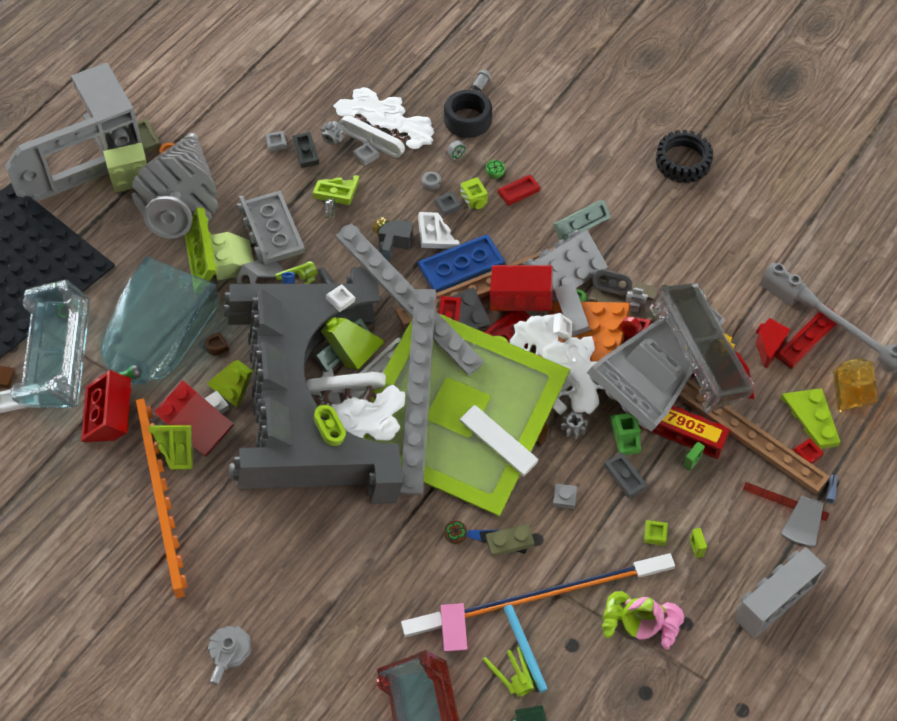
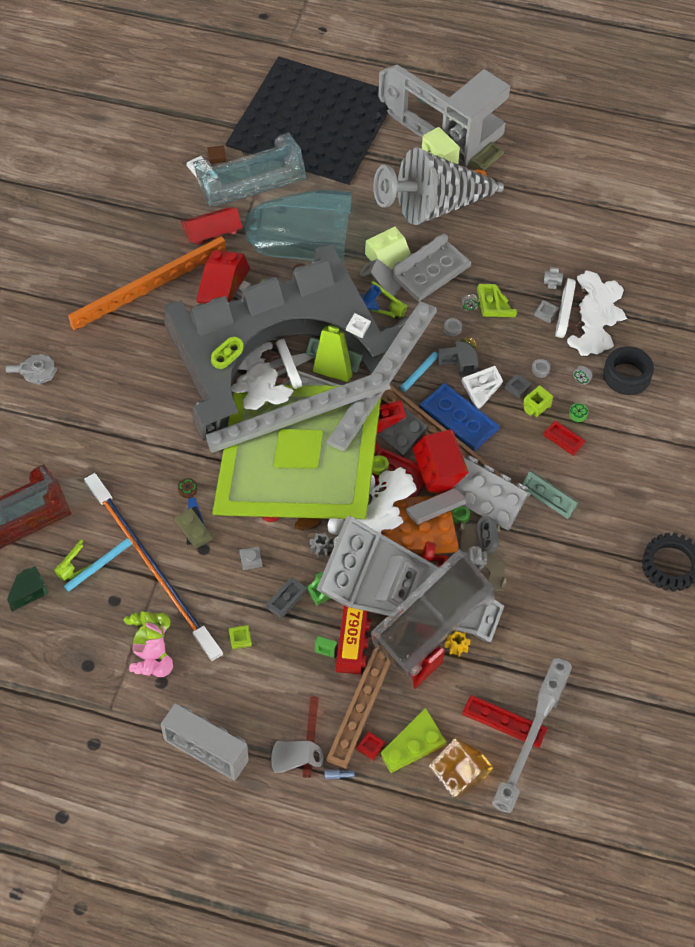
camera: 70 degrees right, 0 degrees up
(133, 372) = (247, 227): piece -> none
(175, 444) = (192, 275): lime wing -> none
(199, 247) = (397, 219): lime plate -> none
(276, 141) = (527, 244): light grey tile -> none
(305, 150) = (526, 266): pearl dark grey plate -> none
(453, 627) = (99, 508): bright pink tile -> none
(482, 78) = (676, 371): light grey pin -> none
(499, 440) = (276, 487): white tile -> none
(562, 326) = (406, 498): white tile -> none
(698, 543) = (238, 670): lime tile -> none
(770, 340) = (480, 683): red slope -> none

